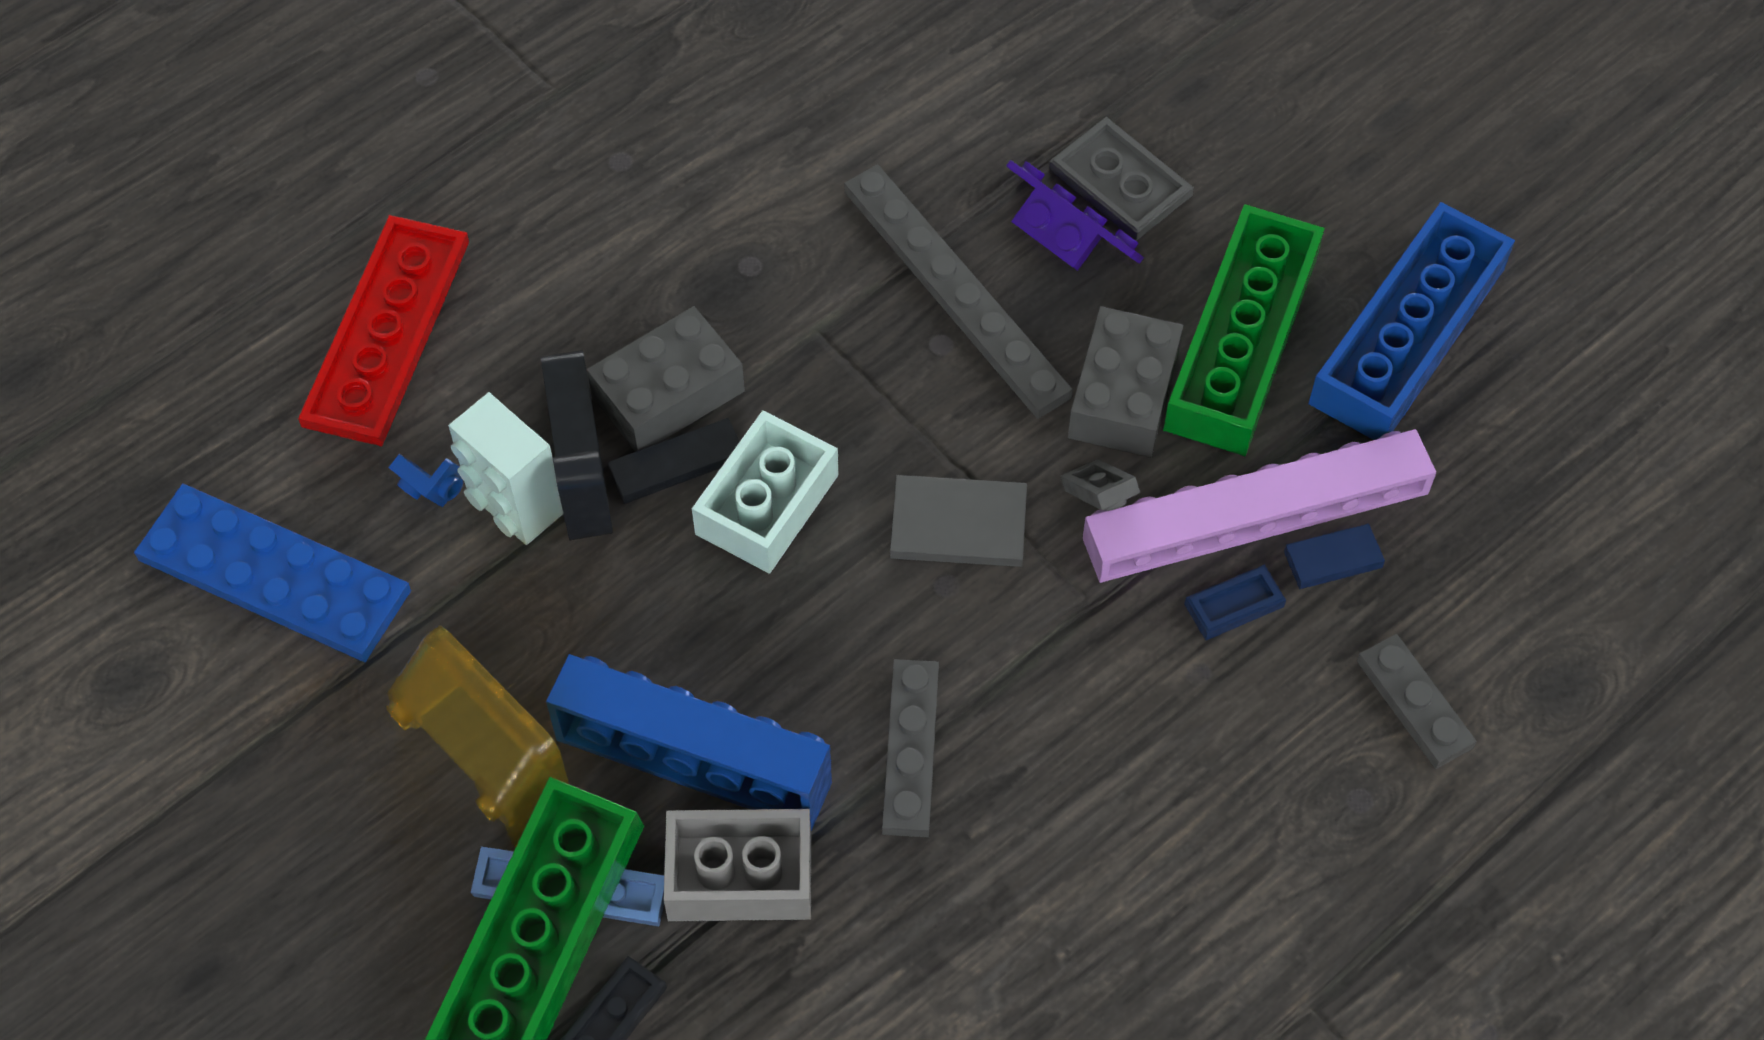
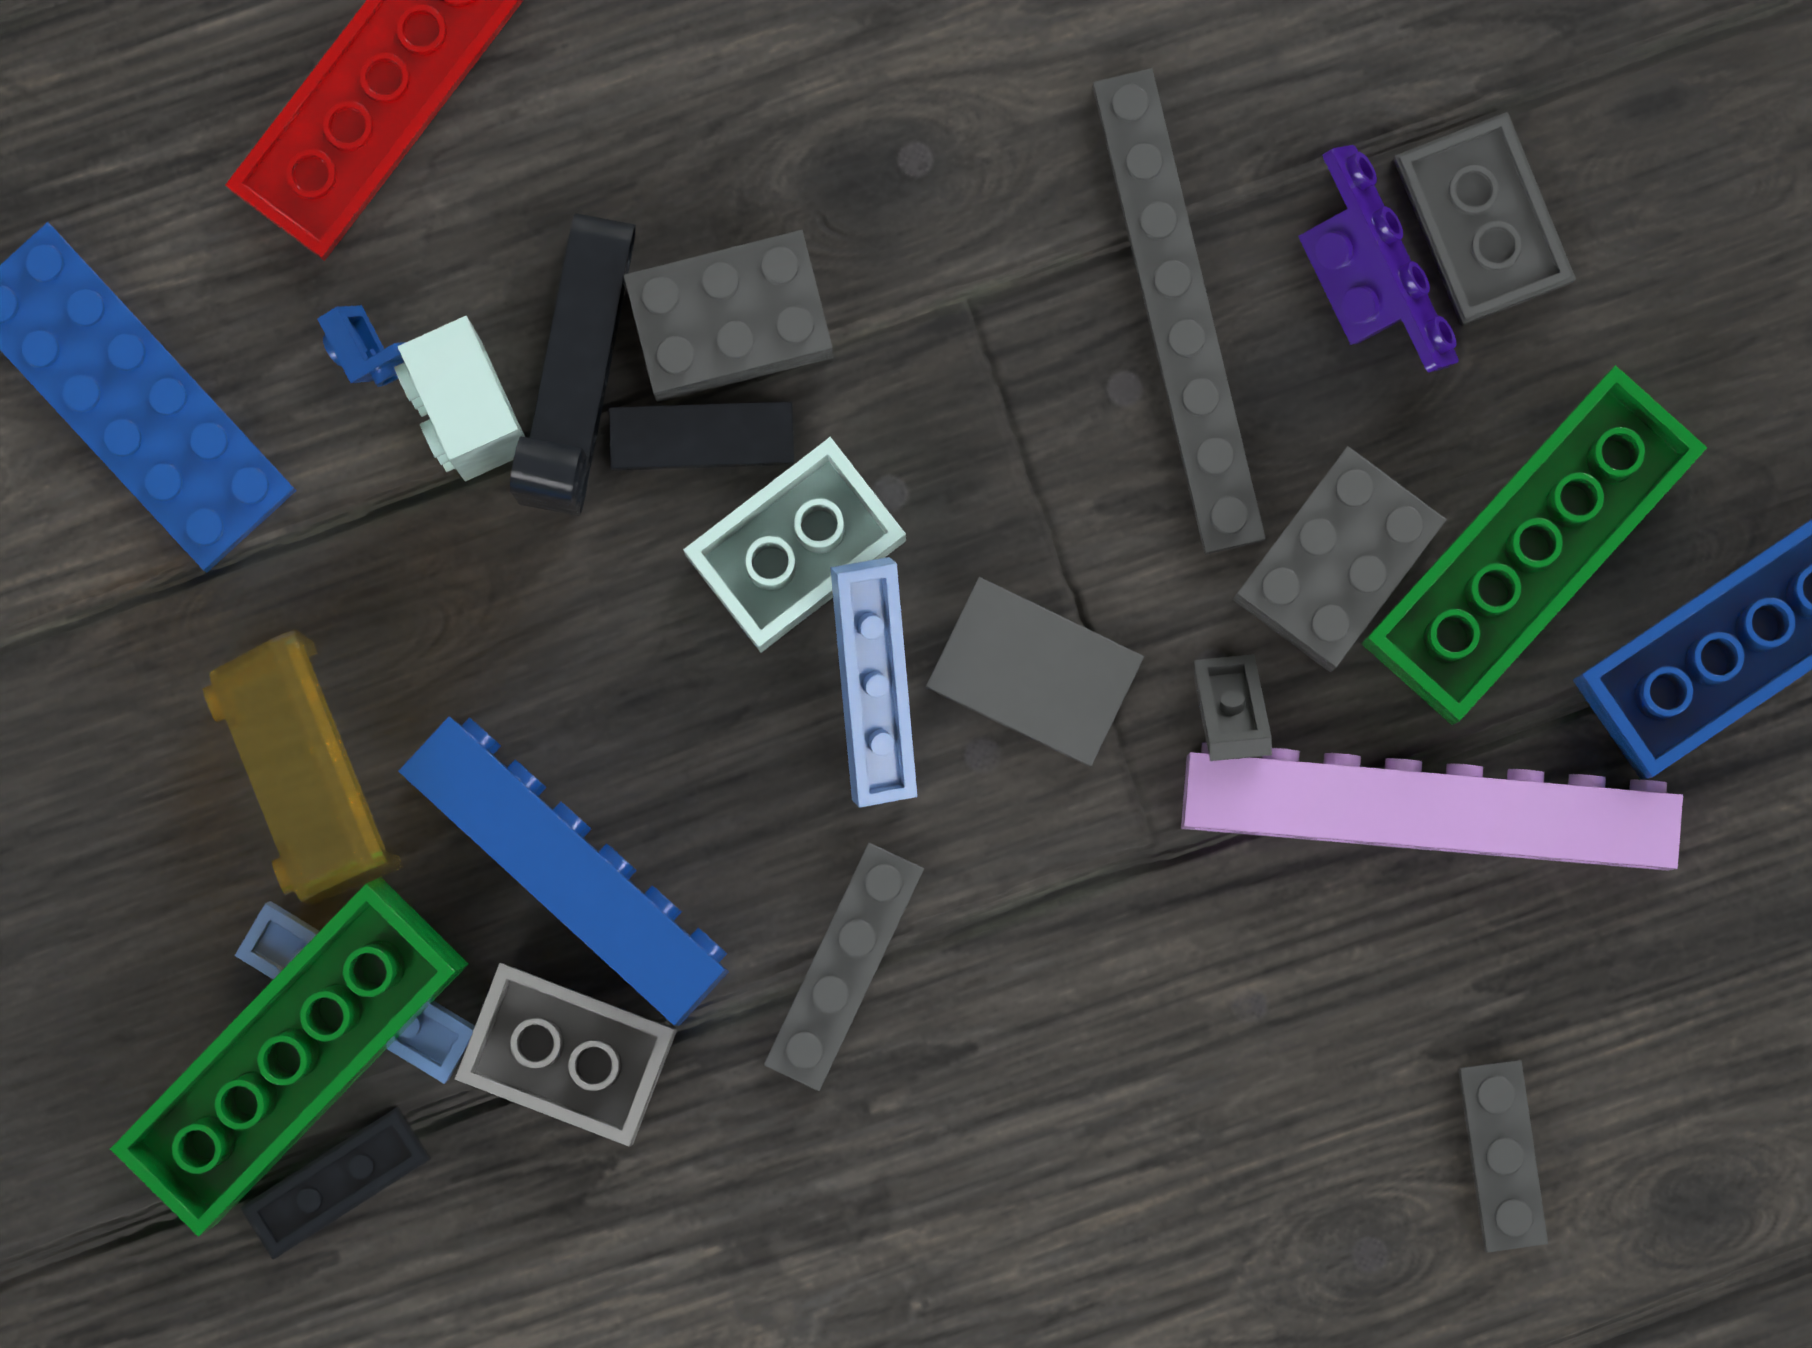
camera: 20 degrees right, 25 degrees up
(855, 548) = (874, 681): none -> medium blue plate
(1235, 602) = (1339, 929): dark blue tile -> none
(1334, 556) = (1497, 916): dark blue tile -> none

